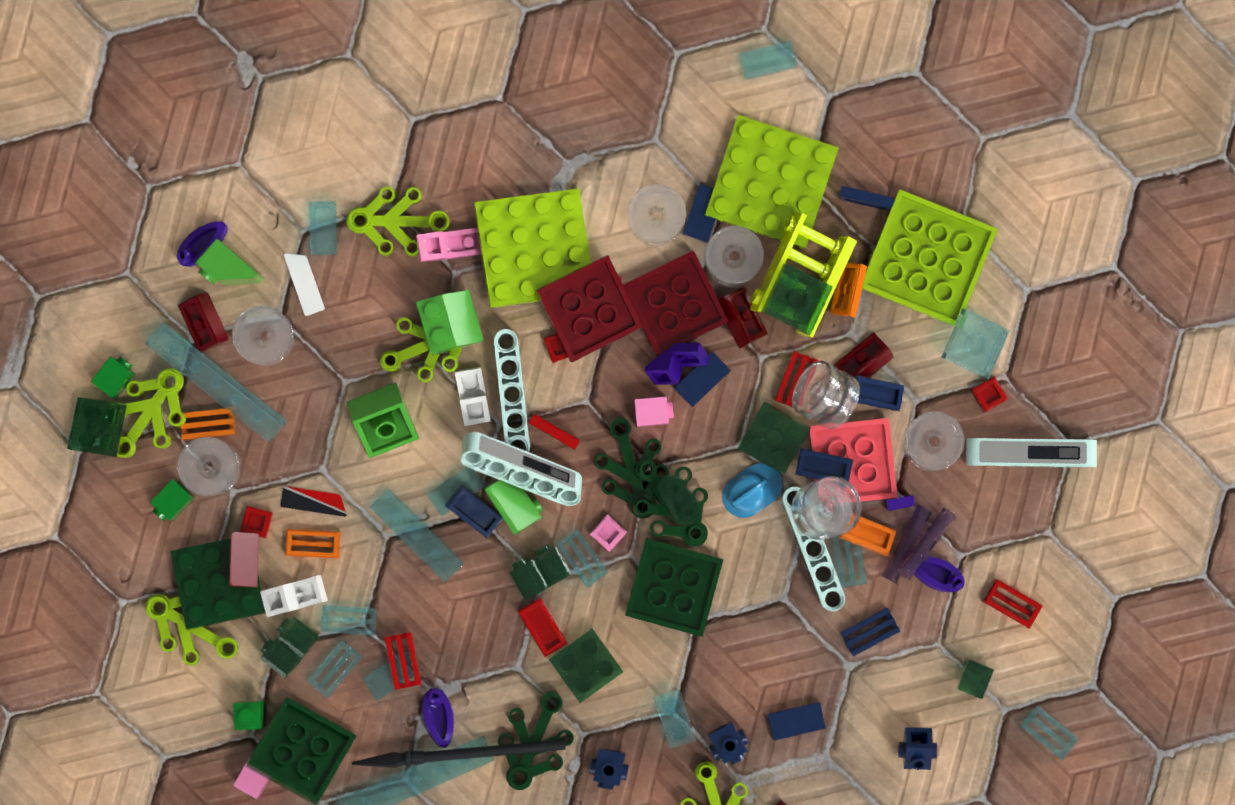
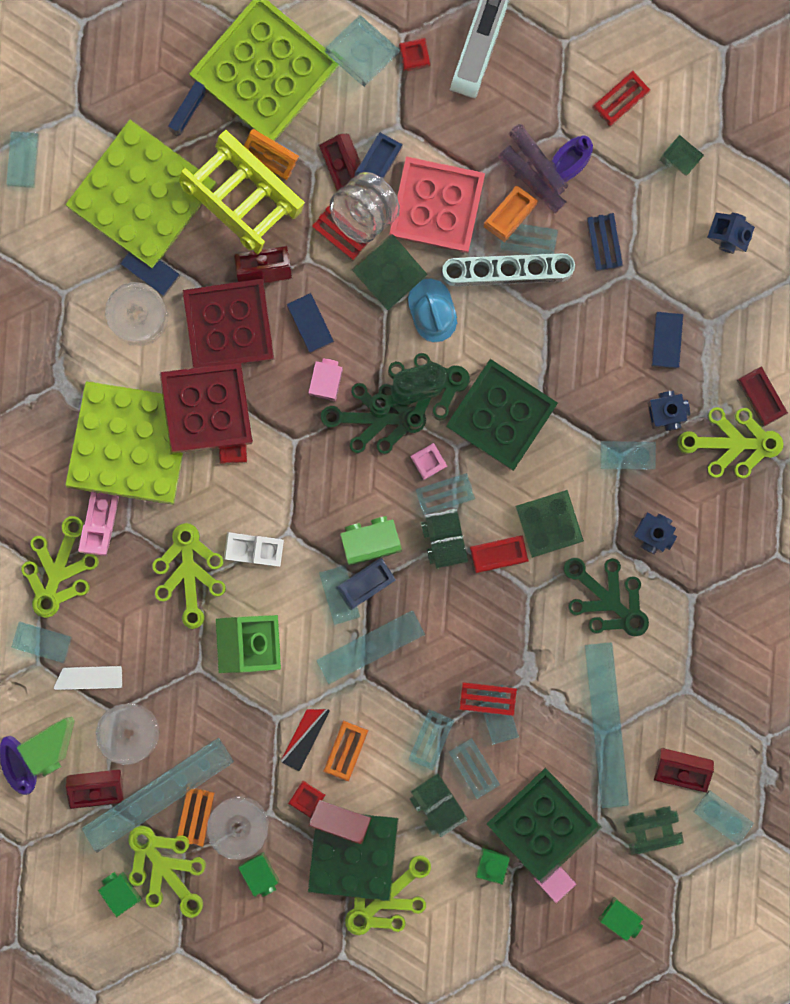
camera: 75 degrees left, 0 degrees up
(97, 427) = (163, 925): clear green plate -> none
(293, 596) = (390, 785): white slope -> none
(407, 758) = (583, 725): black piece -> none
(438, 717) = (553, 682): dark purple arm -> none
(449, 321) = (174, 546): bright green slope -> none
(512, 381) = (252, 504): light aqua beam -> none
(521, 469) = (340, 523): light aqua beam -> none
(554, 432) = (314, 481): red tile -> none
(668, 366) = (286, 350): dark purple slope -> none
(730, 272) = (201, 236): clear wheel -> none
(797, 299) = (263, 203): clear green plate -> none
(822, 465) = (433, 232): dark blue tile -> none
(826, 508) = (474, 241): clear wheel -> none
(899, 503) = (491, 173): dark purple tile -> none
(917, 445) = (448, 105): clear wheel -> none
(1067, 747) = (774, 91): clear light blue tile -> none

